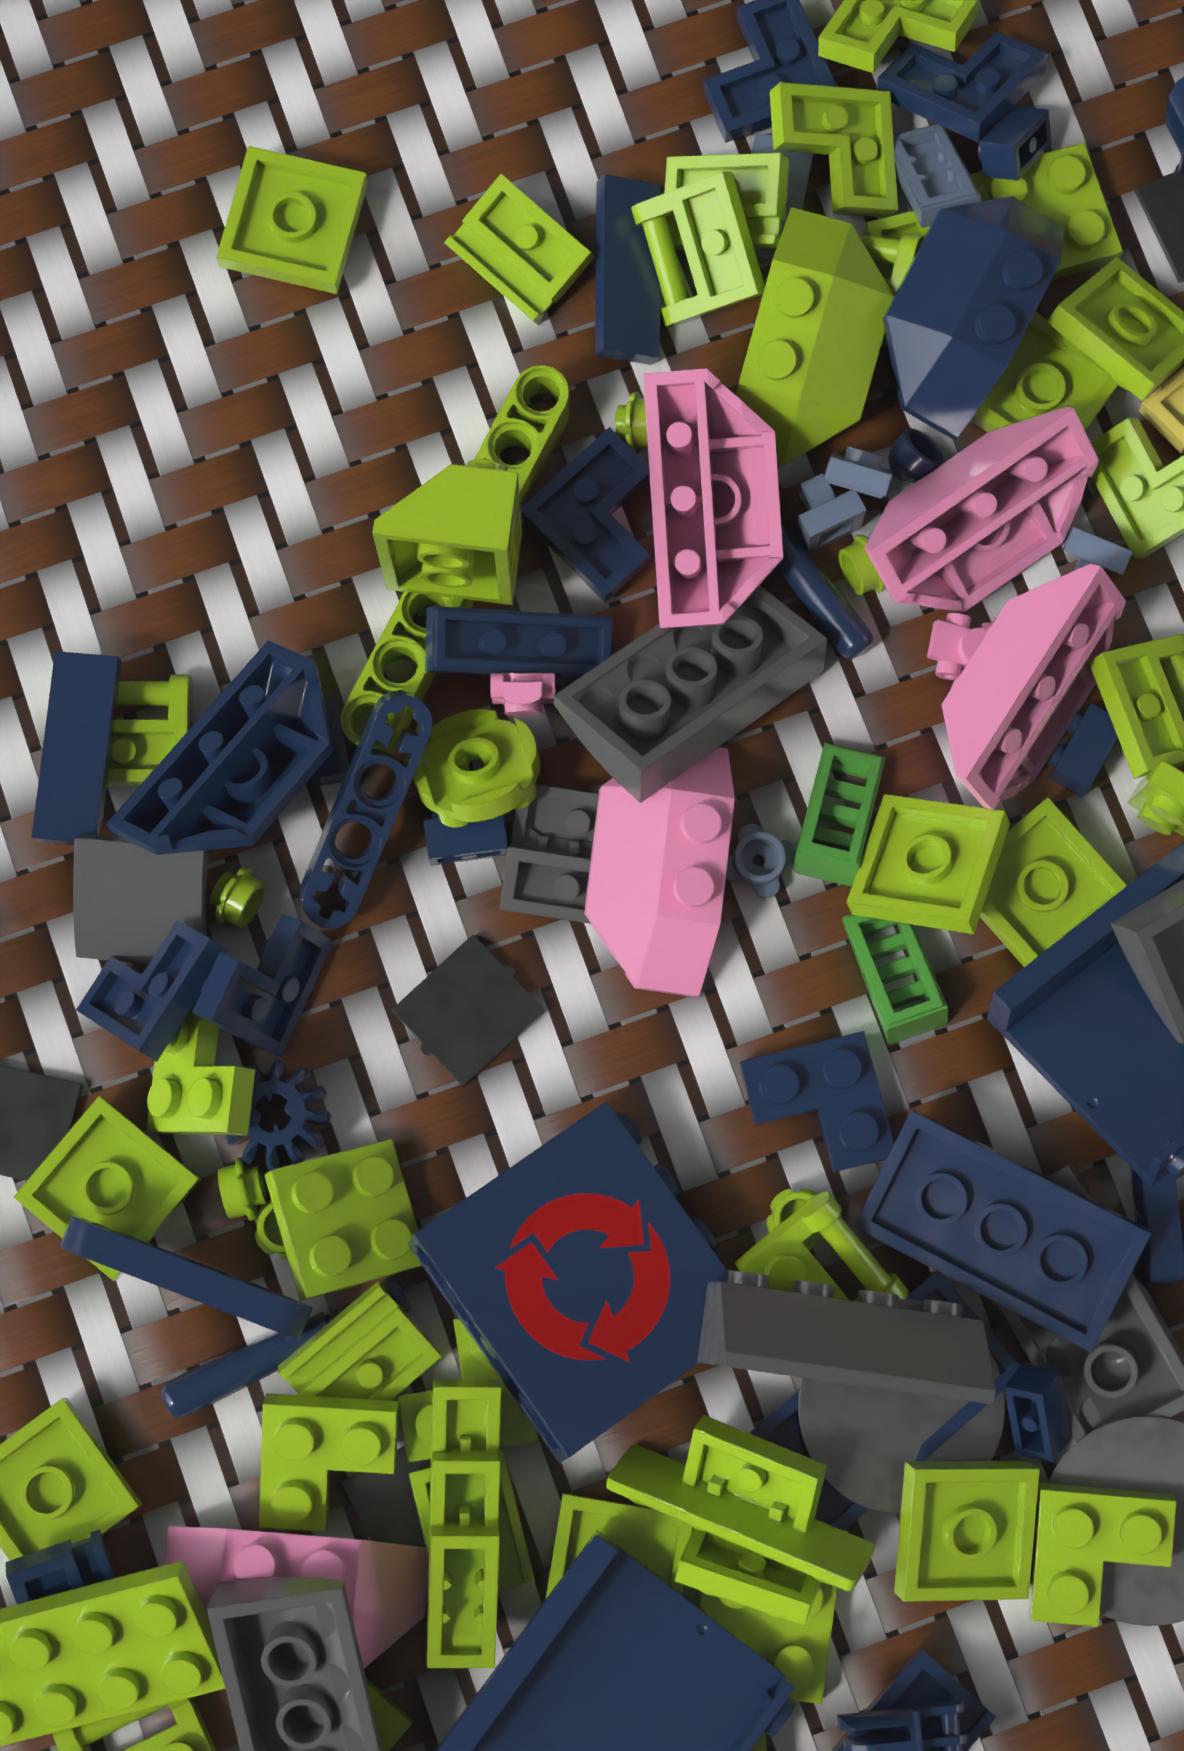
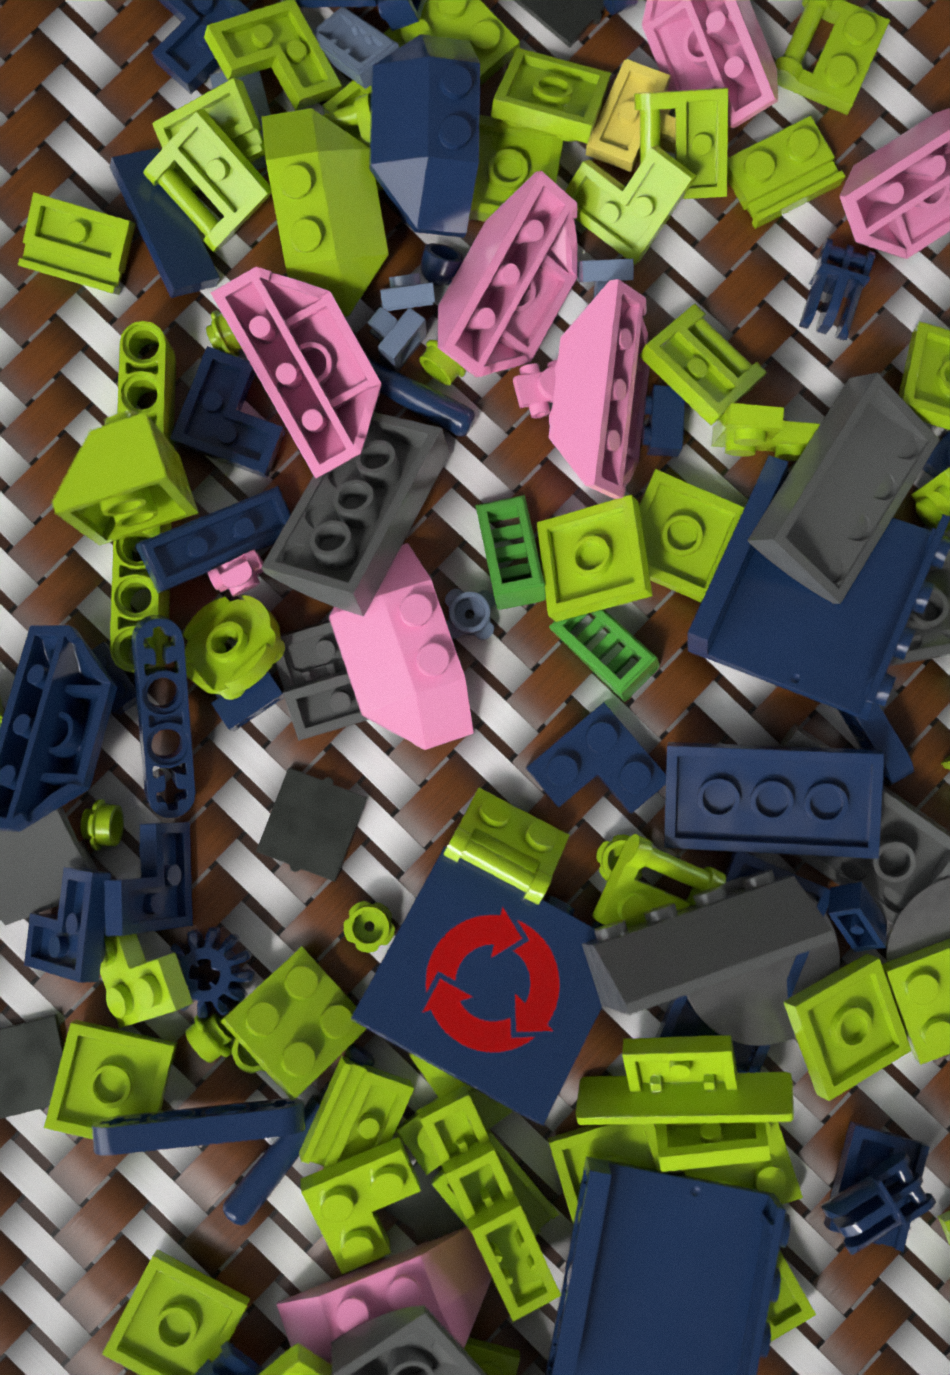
camera: 30 degrees left, 5 degrees up
(460, 1149) = (355, 926): none -> lime plate
(678, 1134) = (508, 844): none -> lime plate

